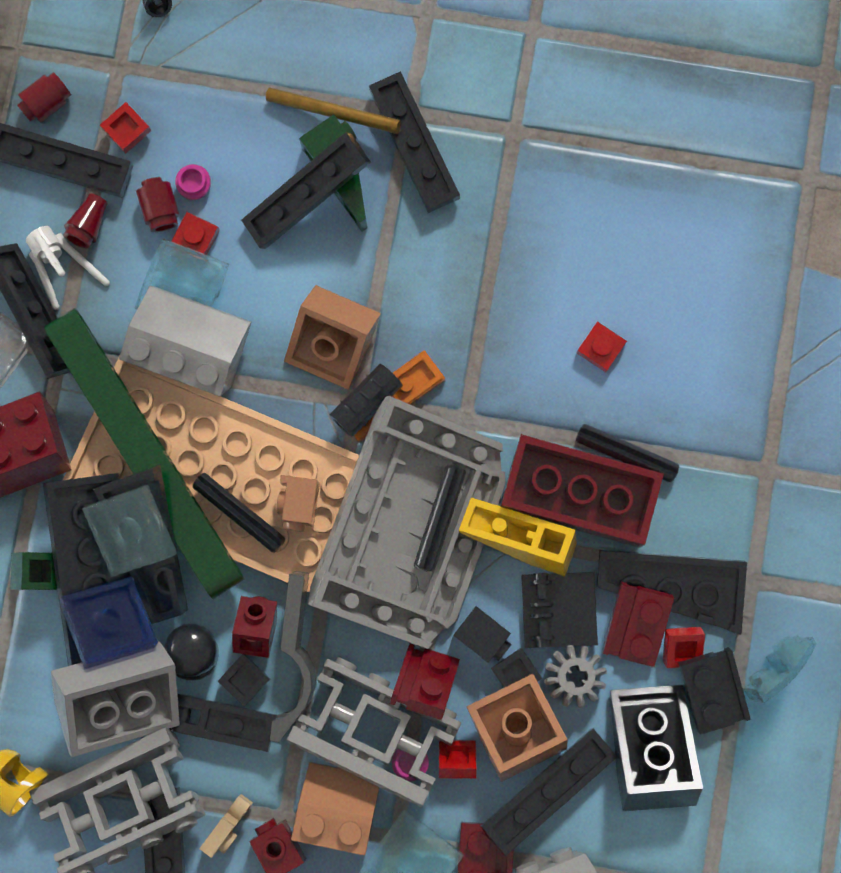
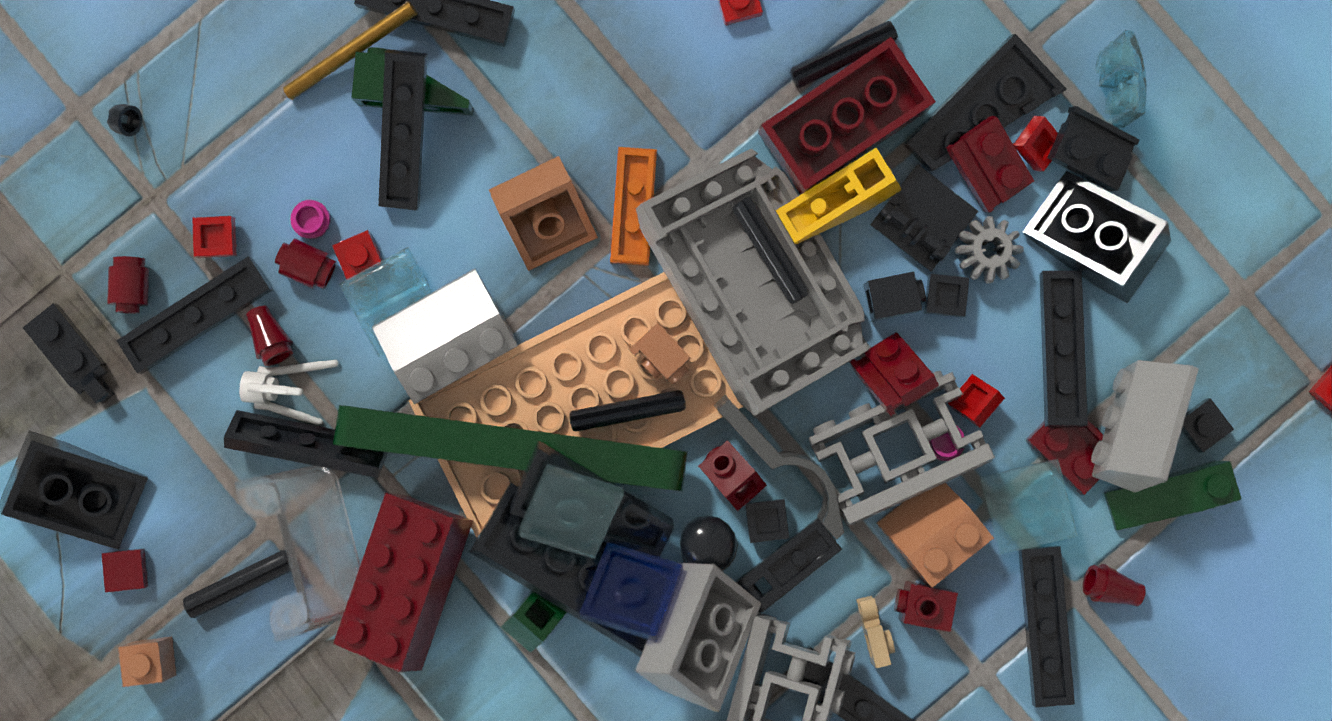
camera: 55 degrees left, 5 degrees up
(365, 400) = (622, 228): black axle -> none
(517, 727) = (992, 330): nougat slope -> none

